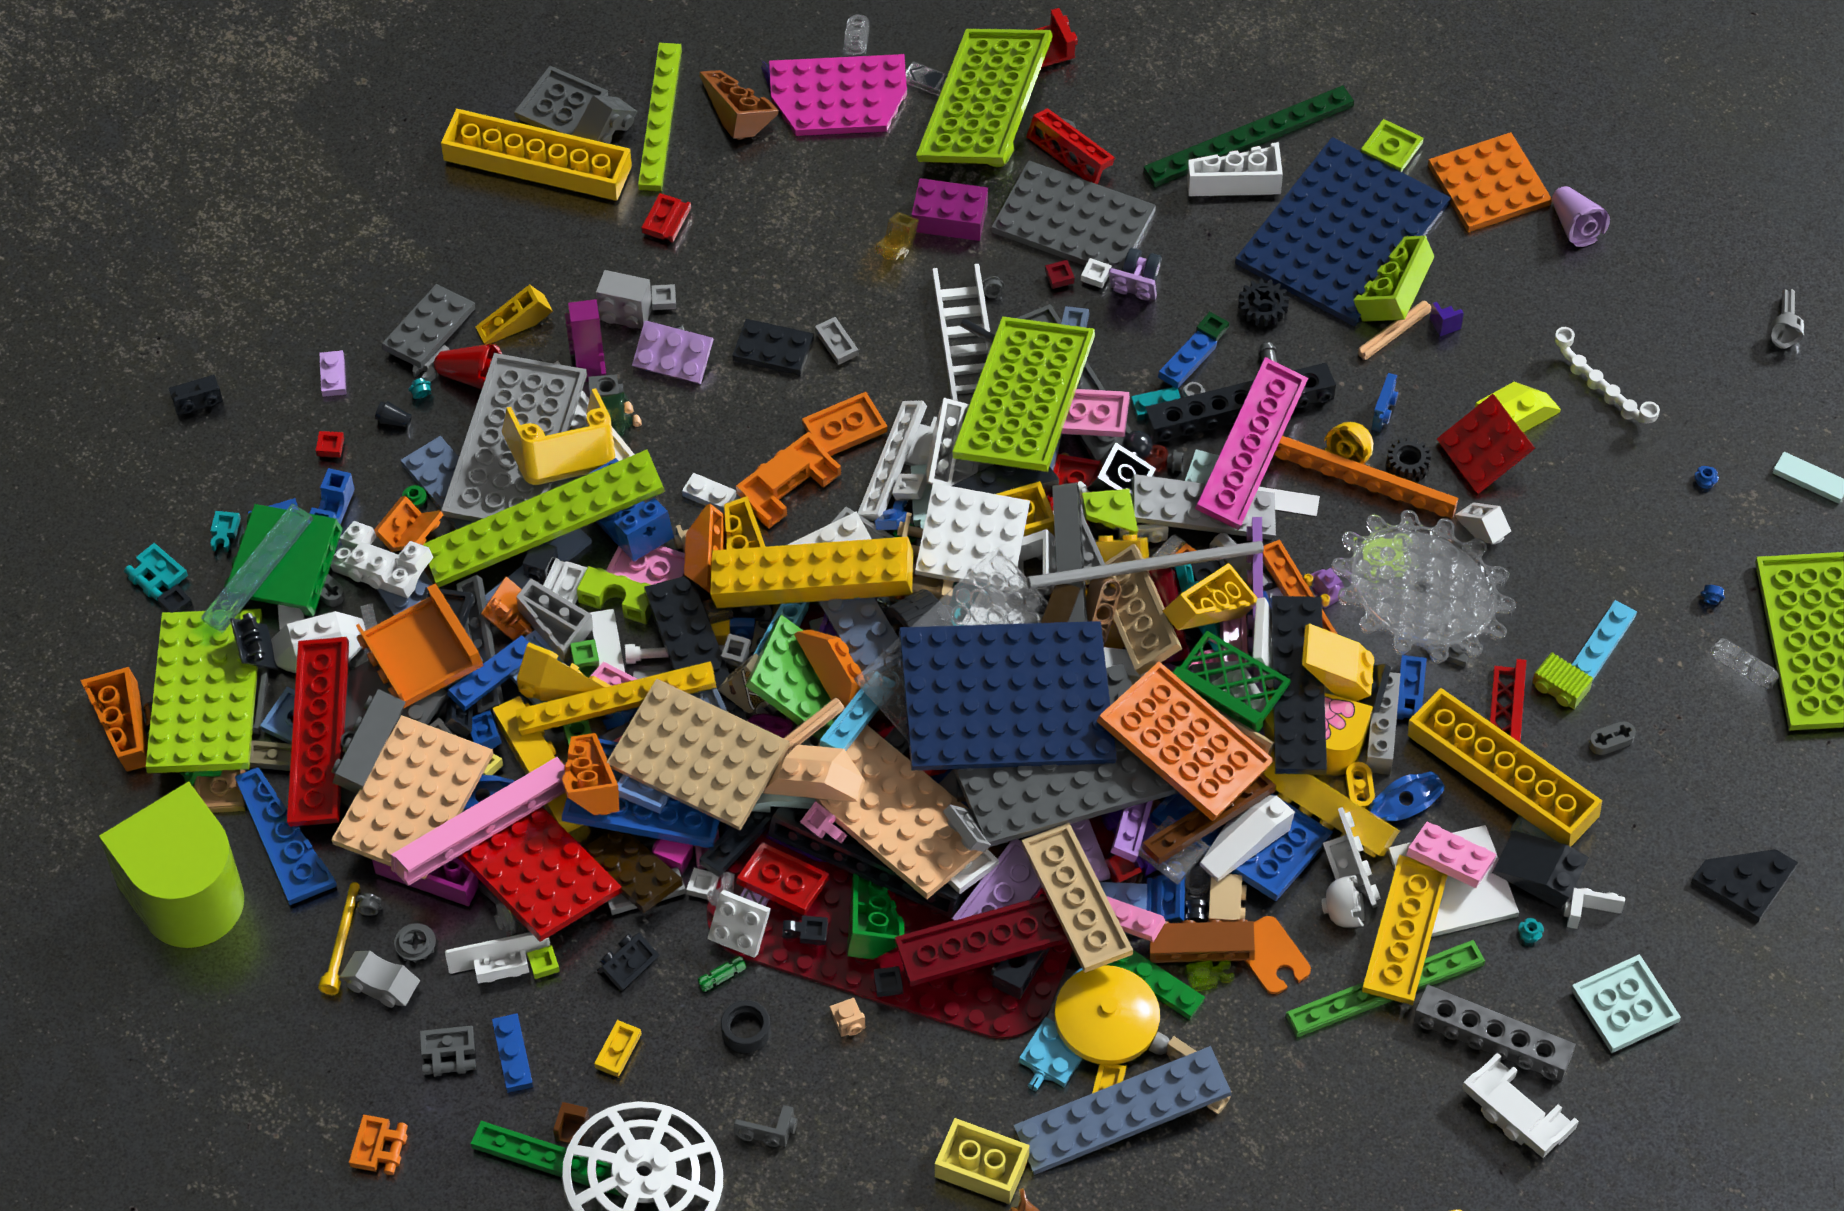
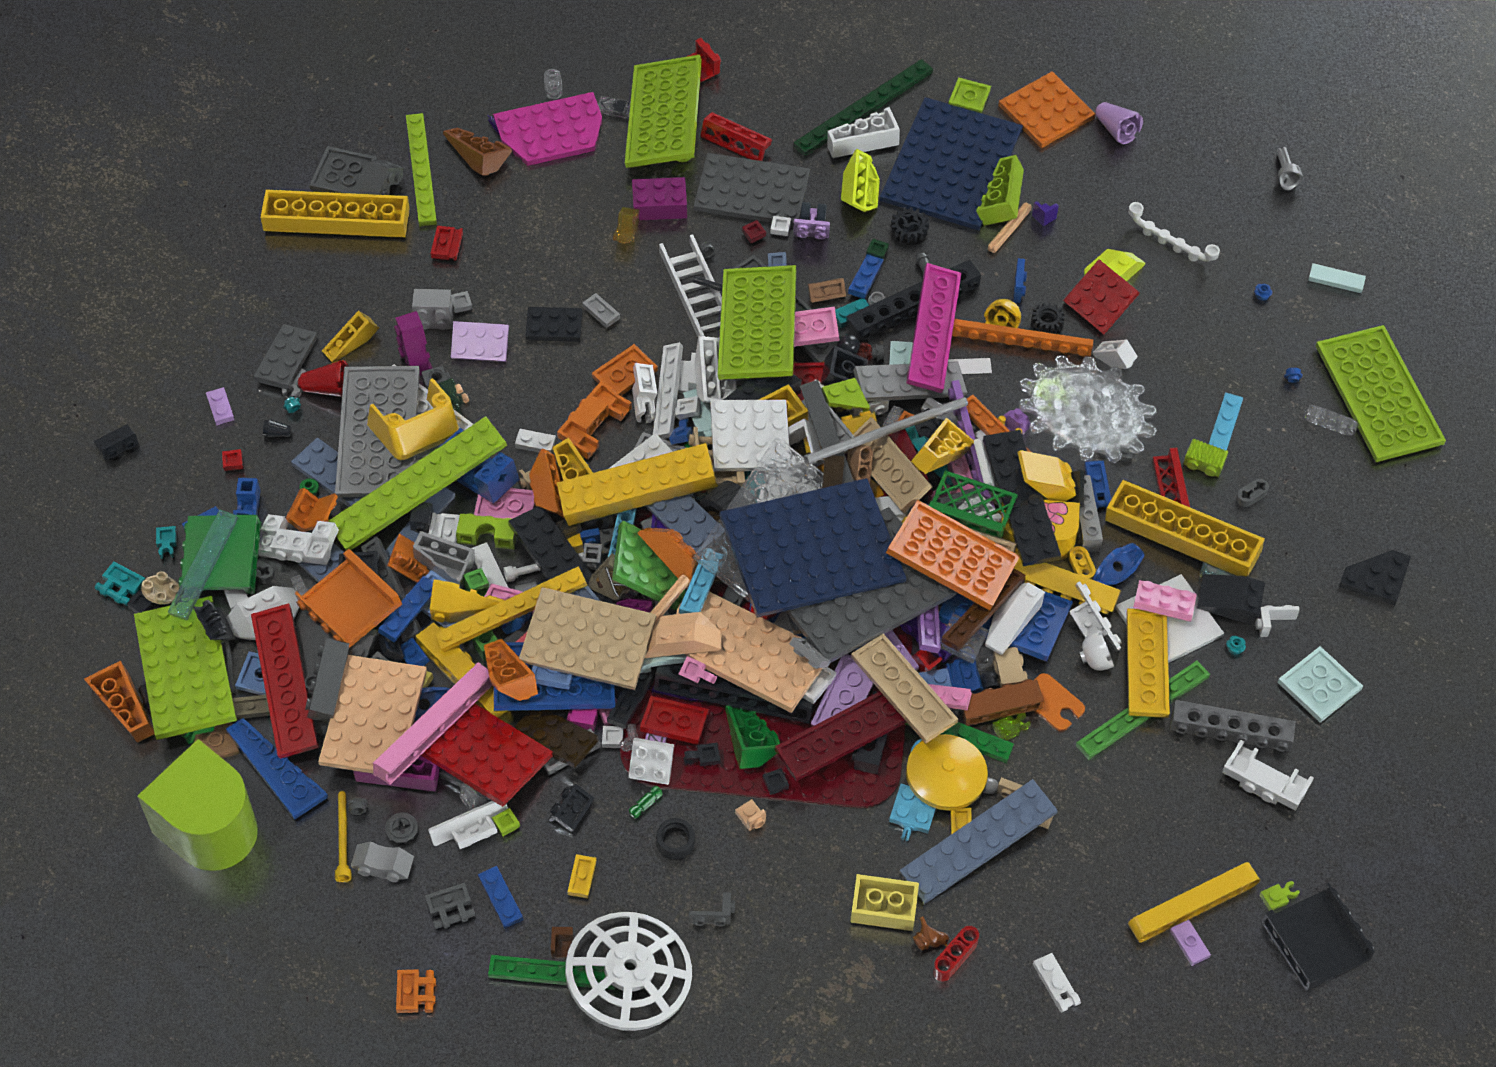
camera: 15 degrees left, 0 degrees up
(200, 587) = (160, 588): none -> tan dish
(861, 455) = (644, 392): none -> white plate
(1131, 368) = (826, 290): none -> medium nougat plate
(1215, 236) = (860, 182): none -> neon yellow wedge

